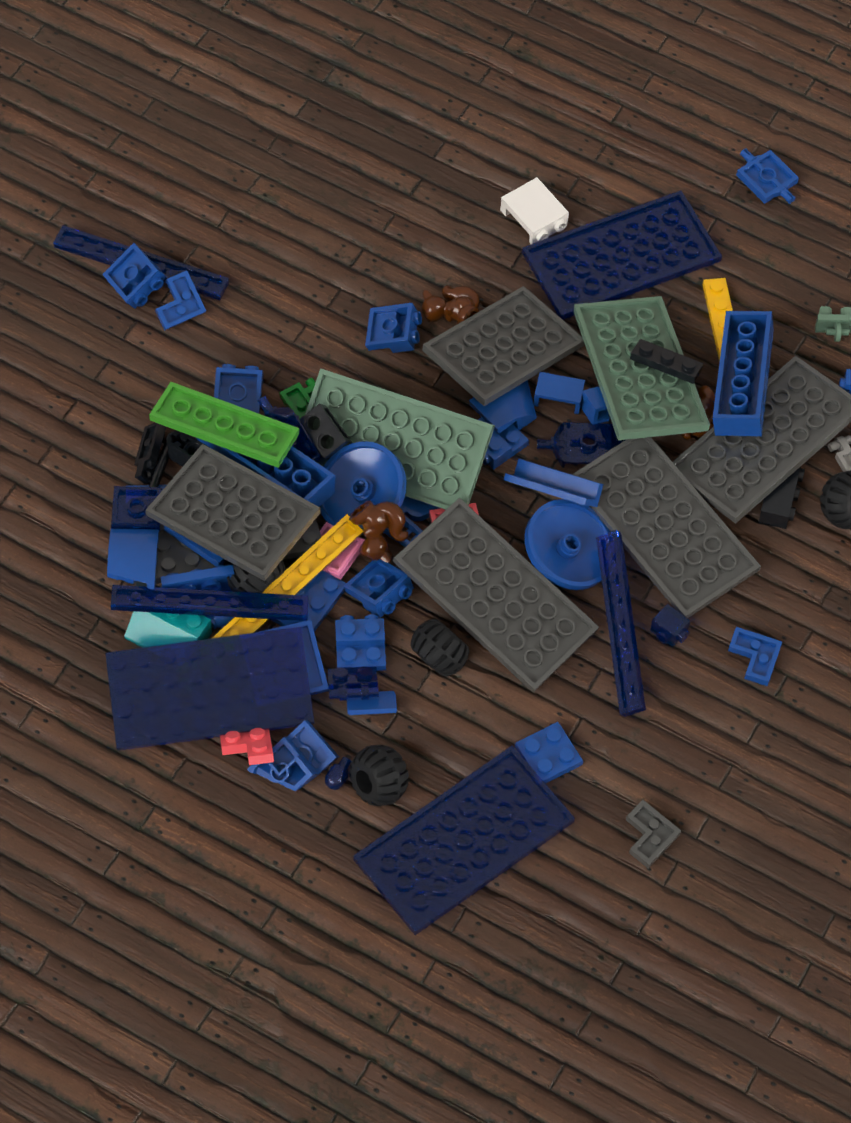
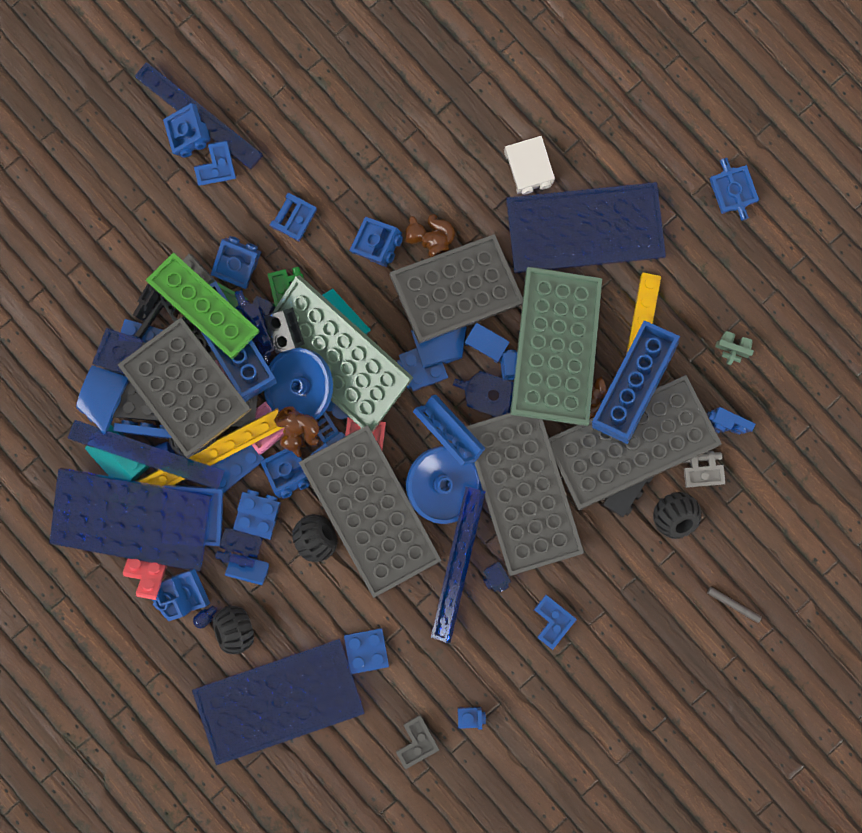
camera: 25 degrees right, 25 degrees up
(294, 334) = (298, 220): none -> blue plate
(666, 361) = (578, 350): black plate -> none
(704, 787) = (471, 717): none -> blue bracket

